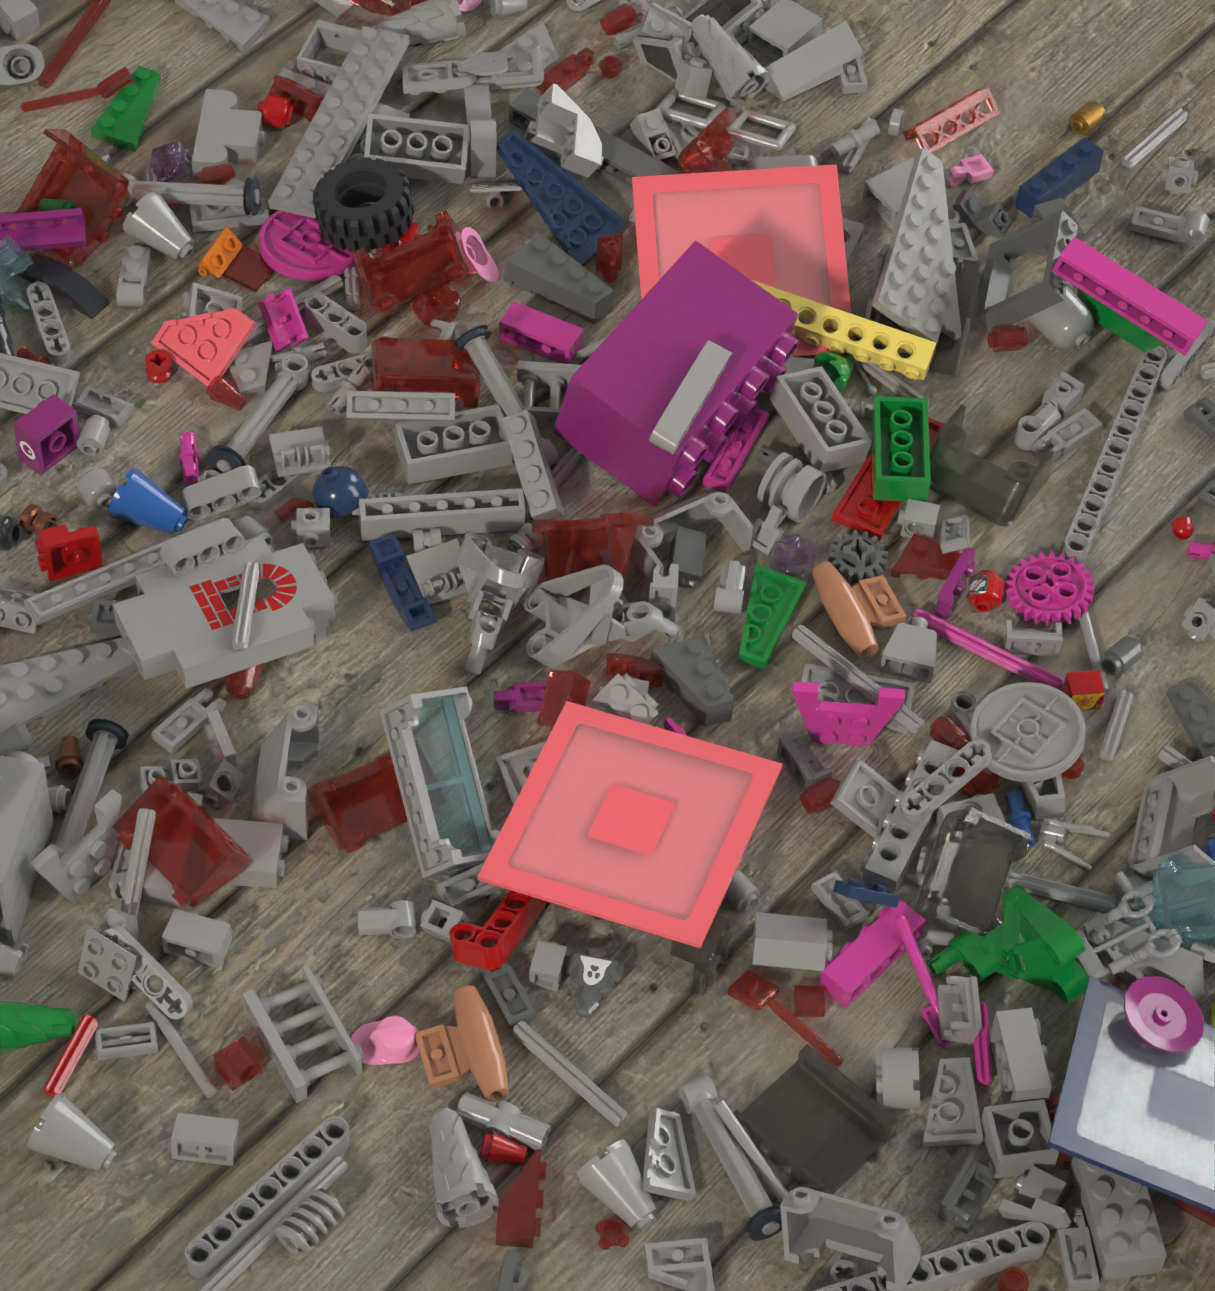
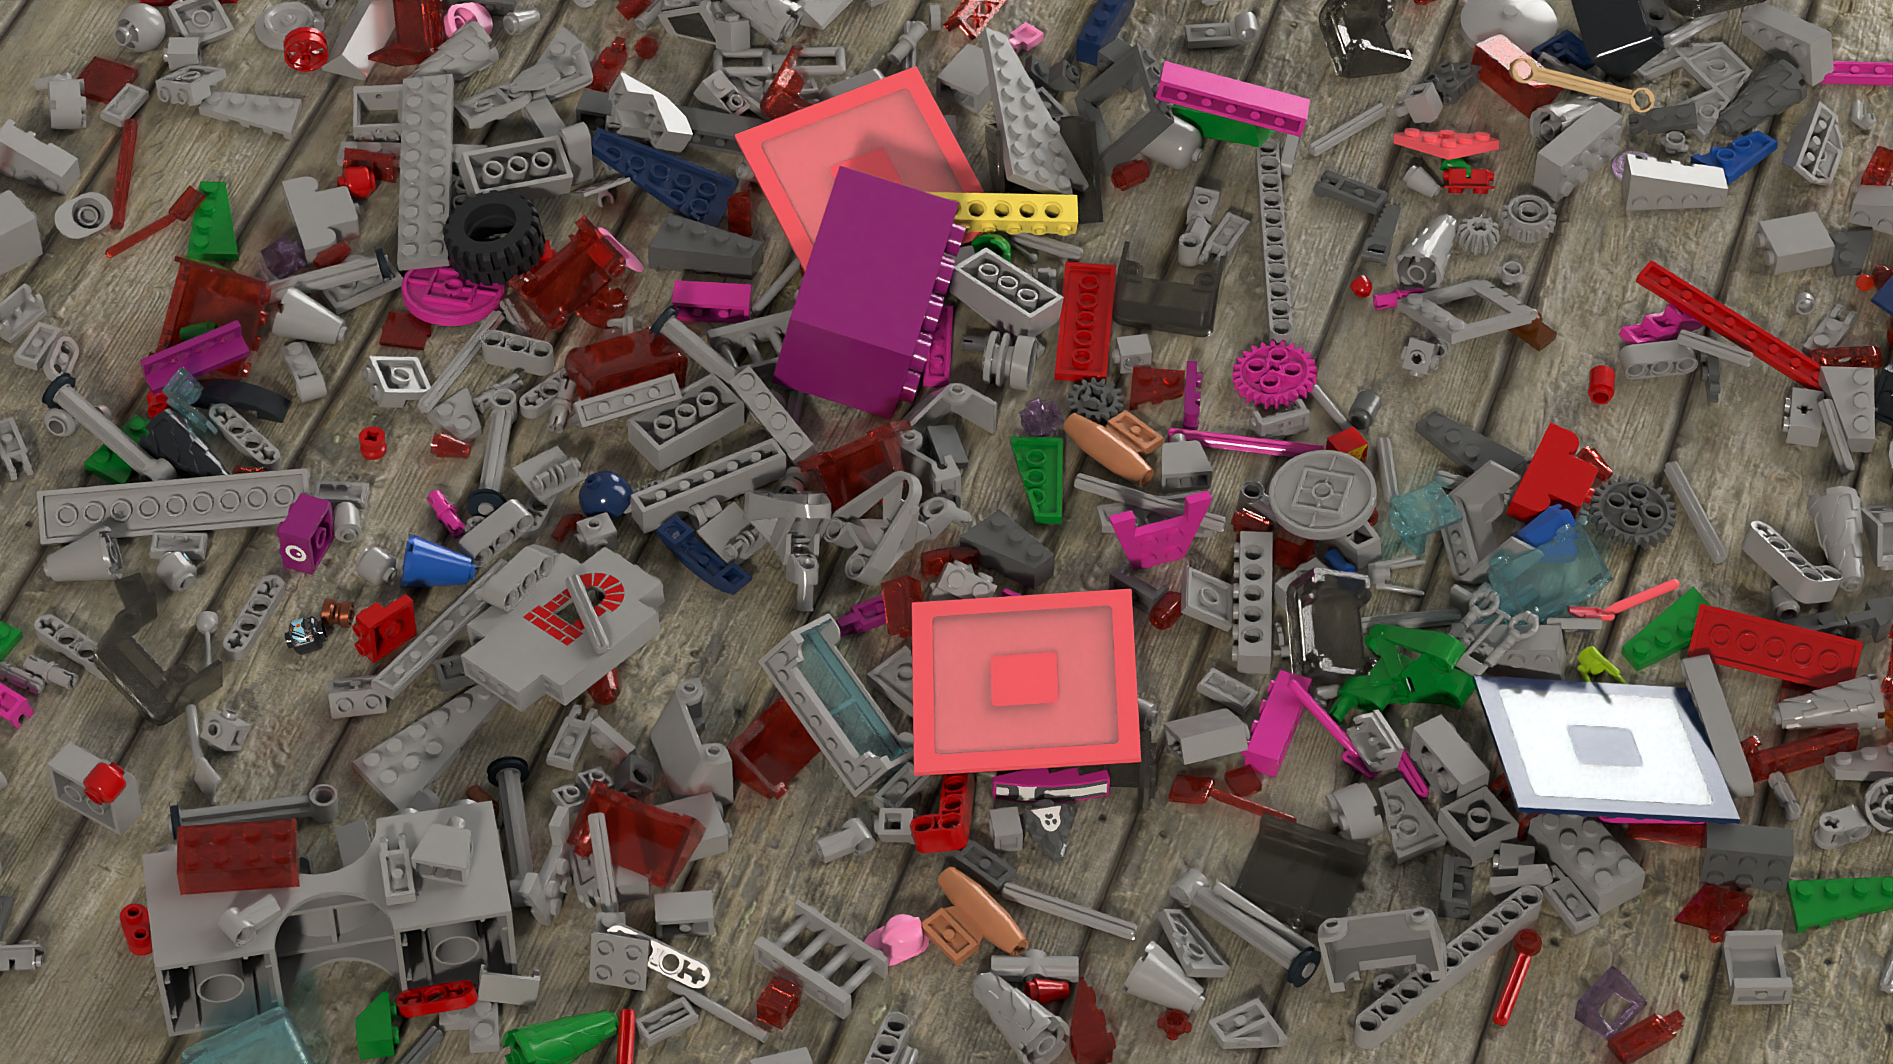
camera: 20 degrees left, 5 degrees down
(205, 341) = (410, 405): coral plate -> none
(220, 254) = (375, 326): orange hinge -> none
(283, 320) = (471, 364): dark pink hinge -> none
(615, 937) = (1059, 786): none -> slope
(690, 397) = (903, 302): light grey beam -> none
(730, 593) = (999, 470): light grey piece -> none
(766, 532) = (1006, 406): light grey plate -> none
(867, 892) = (1243, 671): dark blue wing -> none
(900, 449) = (1090, 296): green brick -> none
(942, 777) = (1278, 559): light grey beam -> none
(955, 533) = (1171, 354): light grey plate -> none
(985, 591) = (1221, 394): red head -> none
(1126, 785) = (1422, 513): none -> clear light blue bracket
(1163, 1014) = (1551, 682): magenta piece -> none

